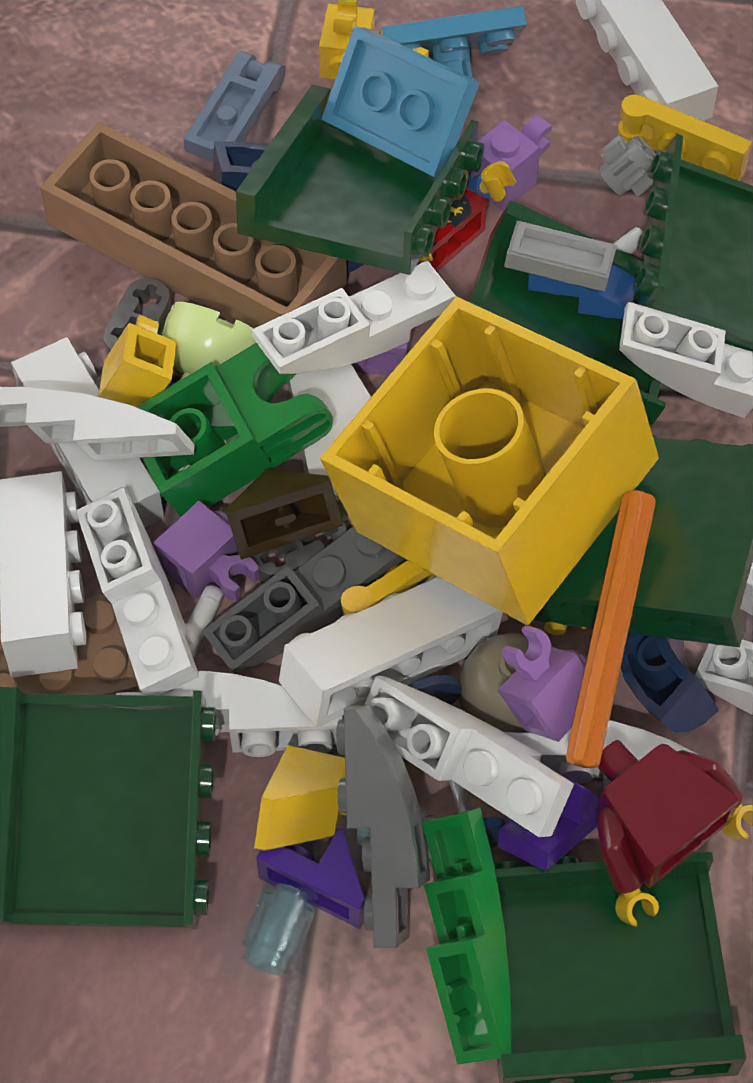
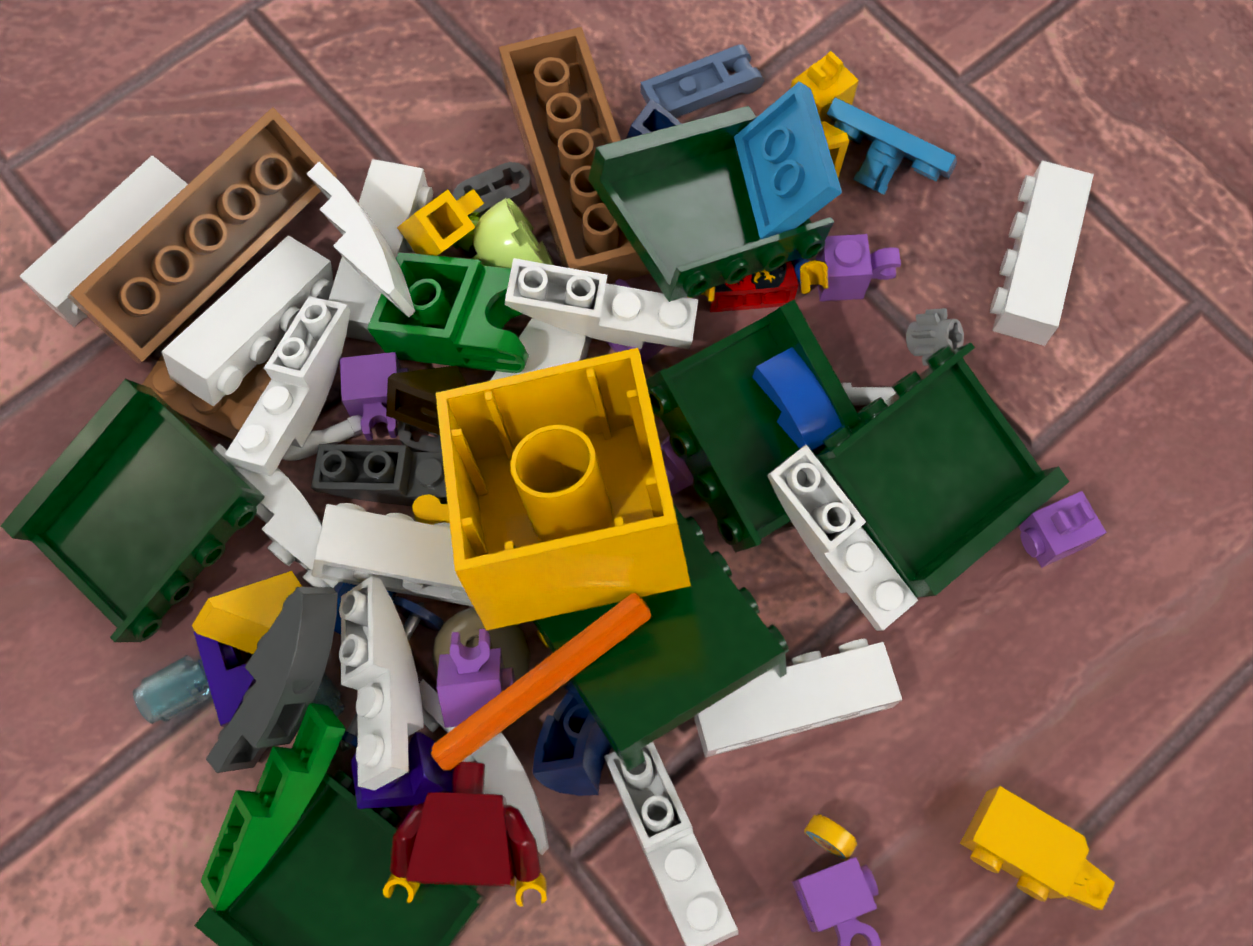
camera: 40 degrees right, 10 degrees up
(560, 256) = (791, 370): light grey tile -> none
(702, 142) = (998, 347): yellow plate -> none

